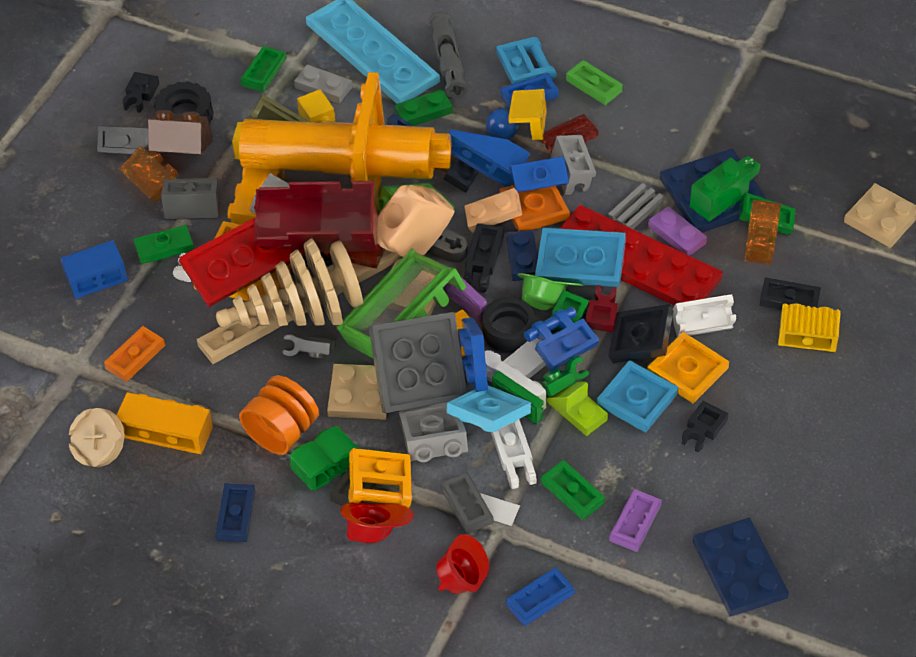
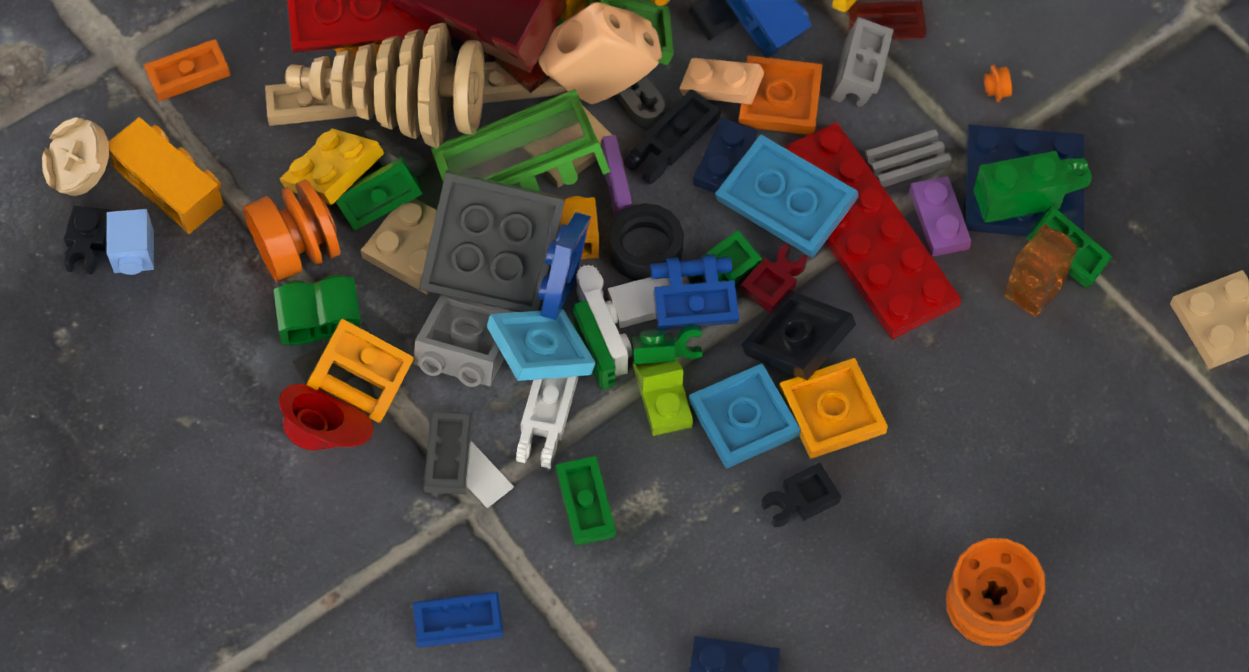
camera: 25 degrees right, 10 degrees up
(133, 484) = (83, 235): none -> black plate
(168, 472) = (130, 241): none -> light blue brick
(235, 512) = (175, 329): dark blue plate -> none
(274, 359) = (333, 164): none -> yellow plate
(320, 367) = (379, 193): none -> green plate
(463, 566) = (390, 533): red piece -> none
(539, 174) = (803, 60): blue plate -> none
(541, 292) = (712, 220): bright green piece -> none
(635, 520) = (636, 579): medium lavender plate -> none
(662, 141) = (998, 83): none -> orange plate
(704, 315) = (894, 349): white hinge -> none
(779, 292) = (1026, 374): black plate -> none
(809, 327) = (1022, 429): yellow brick -> none
(857, 421) = (1009, 575): none -> orange wheel

